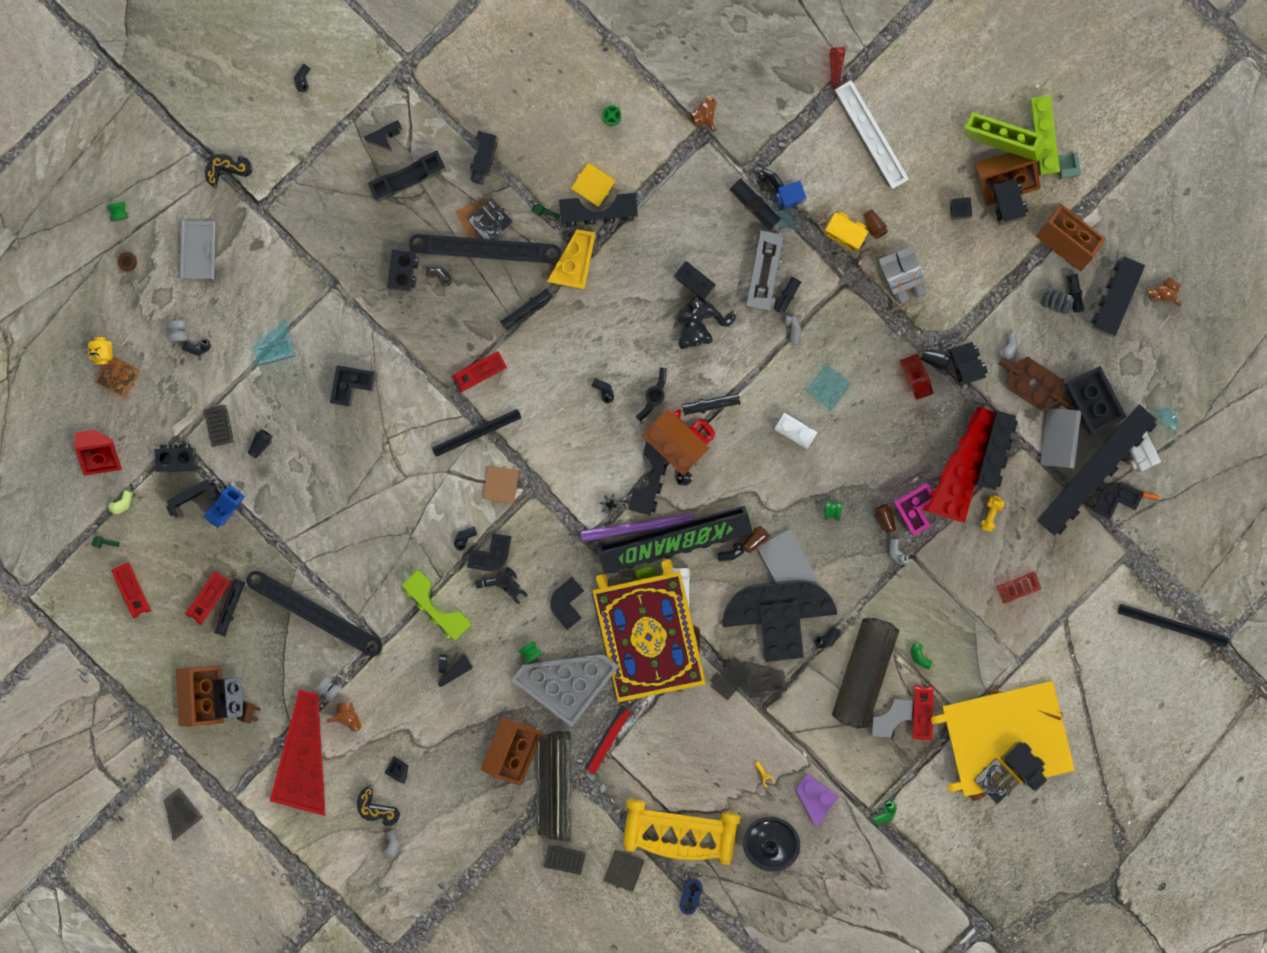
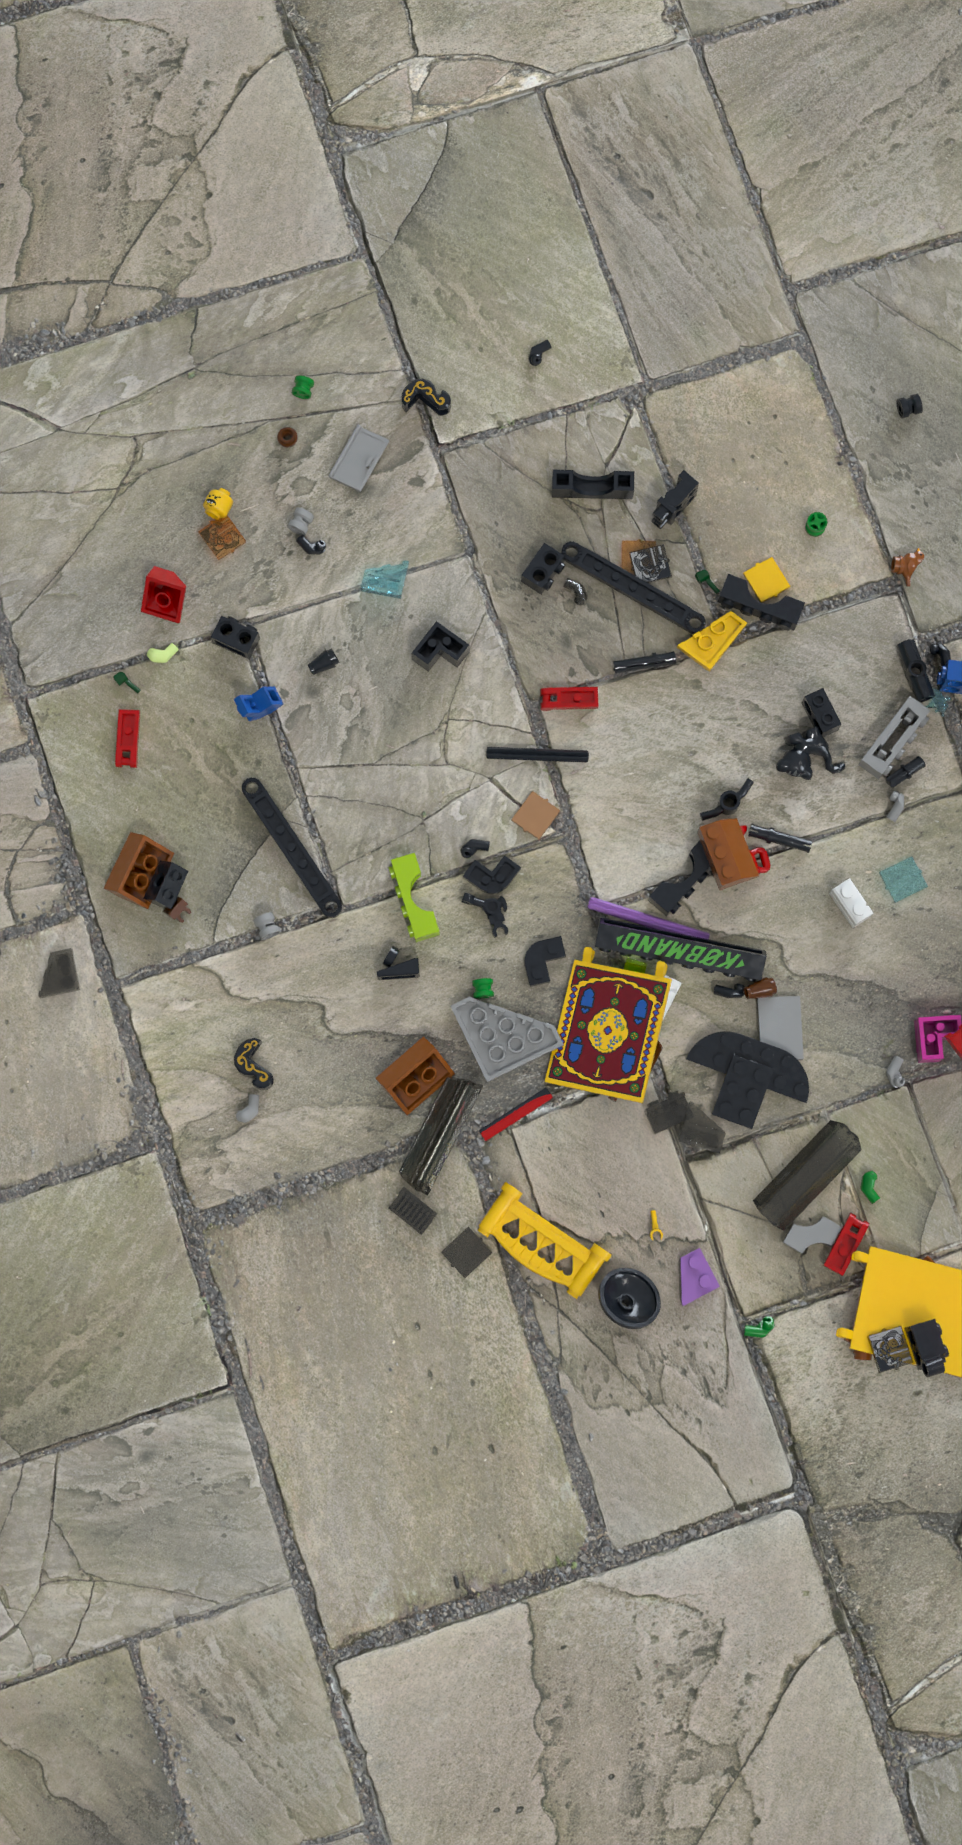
camera: 25 degrees right, 10 degrees down
(206, 486) = (232, 674): black panel -> none
(208, 597) = (197, 782): red plate -> none
(219, 426) = (293, 627): clear smoke panel -> none
(229, 607) = (205, 807): black pin -> none
(300, 770) = (199, 990): red wing -> none
(347, 717) = (271, 961): dark orange animal -> none
(378, 137) = (584, 437): black slope -> none
(397, 770) = (293, 1039): black slope -> none
(606, 390) = (683, 775): black arm -> none
(615, 502) = (634, 879): dark grey gear -> none
(684, 480) = (718, 897): black hinge -> none
(686, 895) = (517, 1308): dark blue beam -> none
(827, 640) = (784, 1125): black arm -> none
(832, 510) = (851, 999): green wheel -> none
(885, 517) = (900, 1032): reddish brown cone -> none

